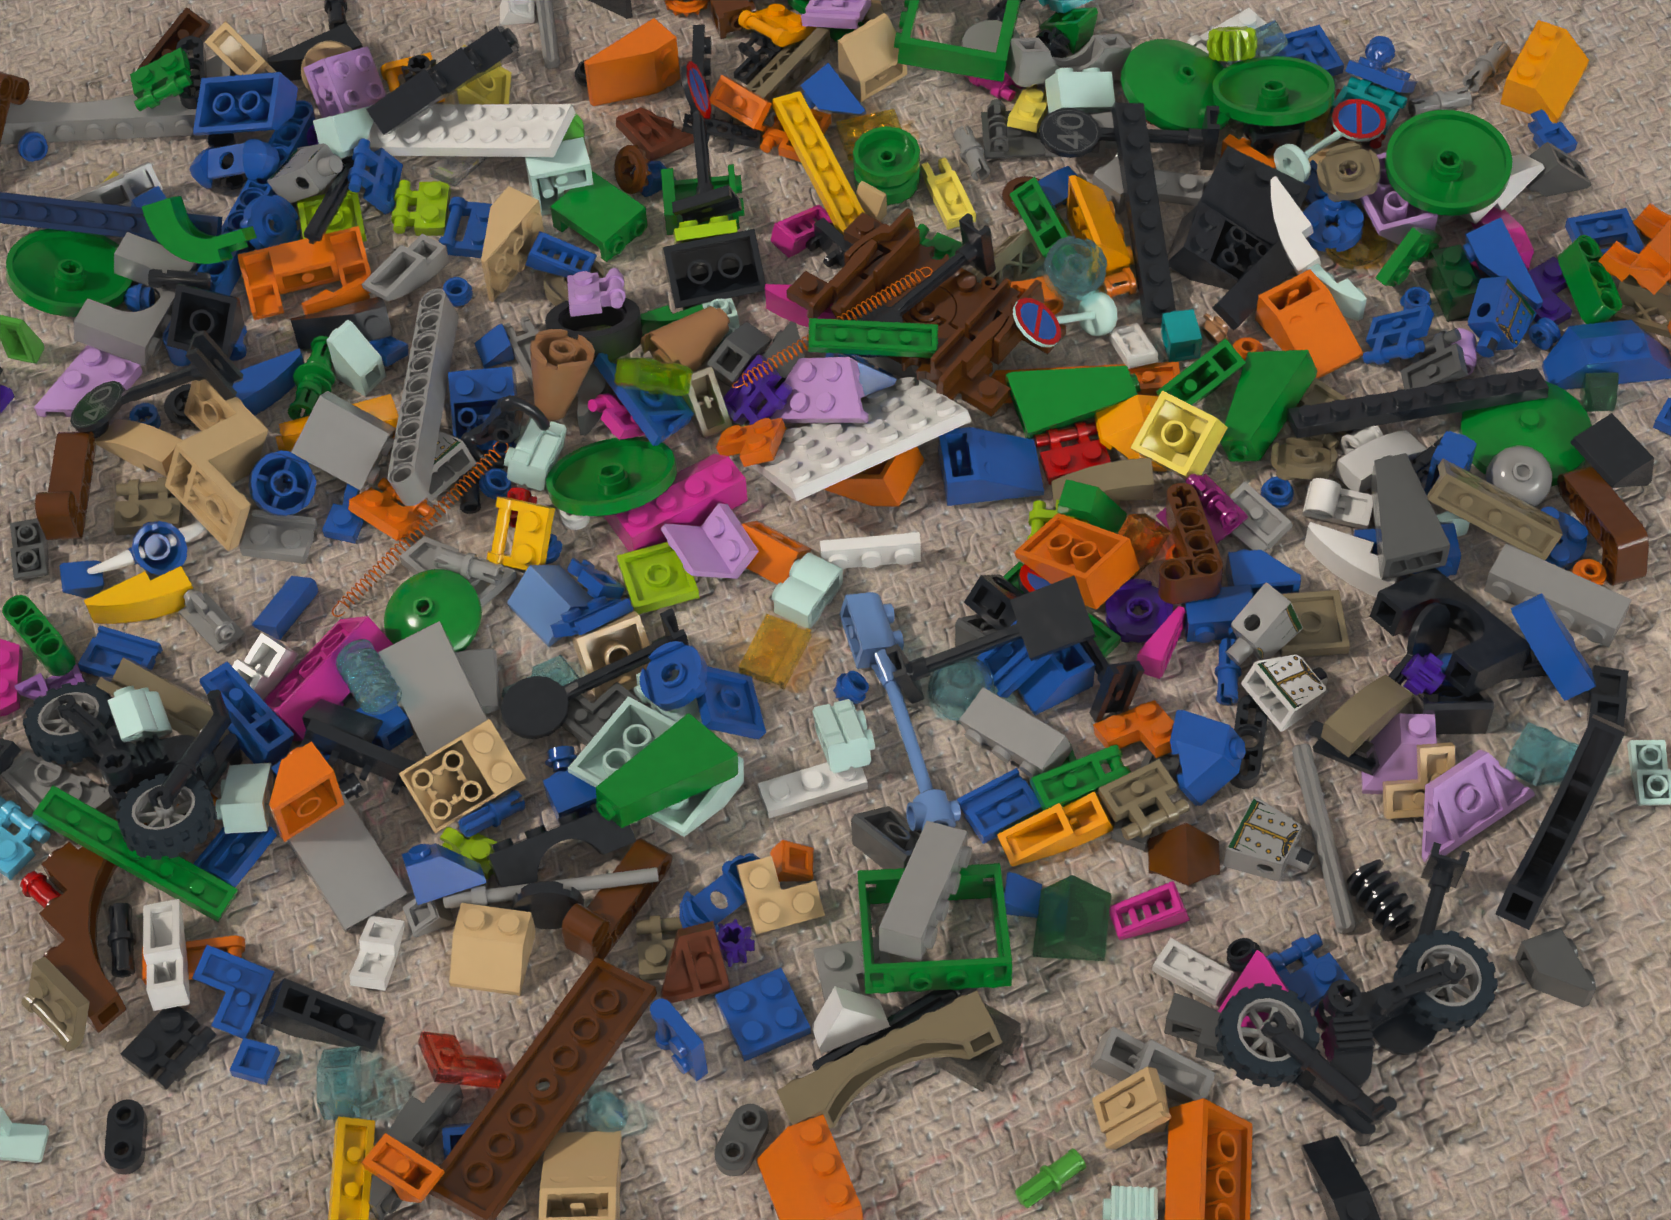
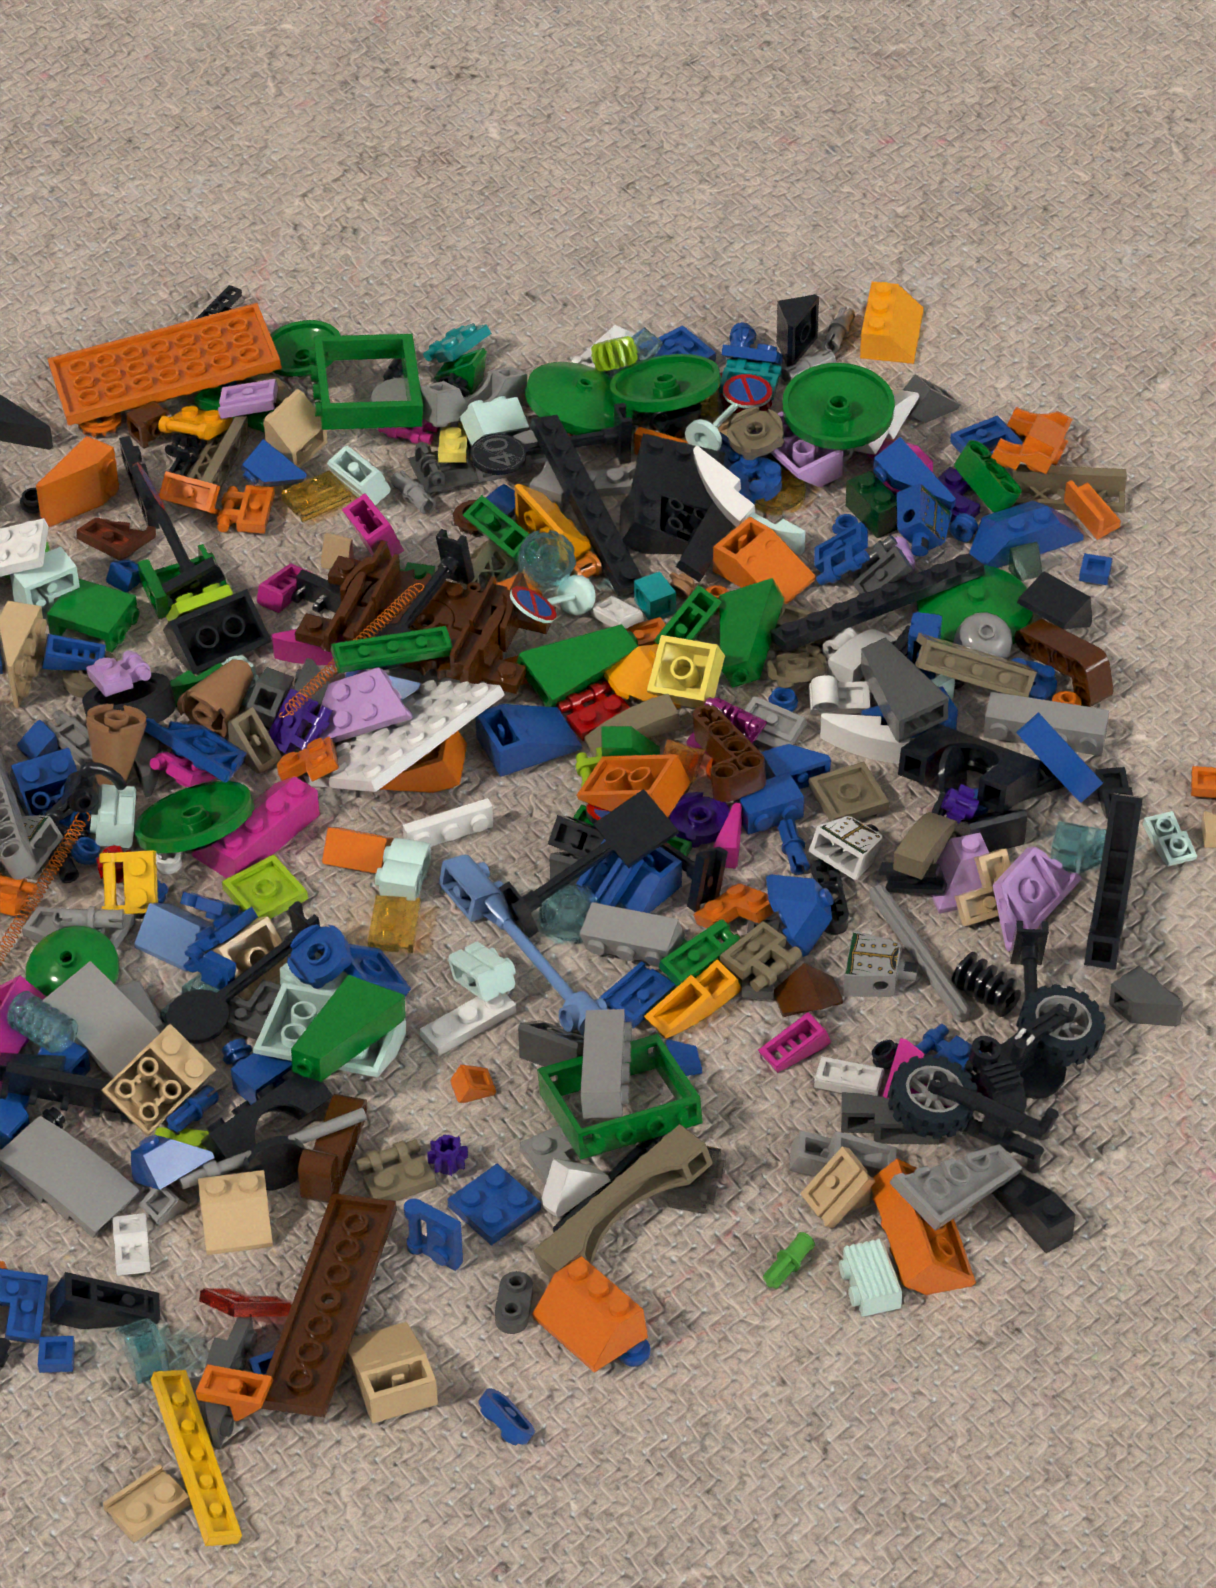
camera: 20 degrees left, 10 degrees down
(303, 791) = (27, 1119): orange slope -> none
(570, 660) = (214, 968): none -> blue plate
(607, 1112) = (389, 1309): clear light blue piece -> none
(626, 159) = (100, 563): reddish brown gear -> none
(653, 376) = (205, 723): clear neon green brick -> none
(695, 965) = (424, 1172): copper wing -> none
(700, 909) = (437, 1106): blue piece -> none
(715, 548) = (309, 852): lavender bracket -> none
(732, 130) = (189, 521): black piece -> none
(771, 906) = (469, 1117): tan plate -> none
(817, 159) = (278, 524): yellow plate -> none
(851, 686) = (472, 933): blue plate -> none
(888, 161) = (328, 513): green wheel -> none
(907, 189) = (371, 525): none -> dark pink slope
(920, 123) = (358, 475): none -> light aqua brick
(947, 193) = (411, 533): light yellow hinge -> none
(1072, 921) = (732, 1065): clear green slope -> none
(1256, 1149) = (955, 1184): none -> light grey wing
(1263, 626) = (813, 797): light grey torso -> none
(1414, 247) = (831, 483): green plate -> none
(1440, 55) = (797, 326): none -> black slope
(1546, 131) = (906, 369): blue plate -> none

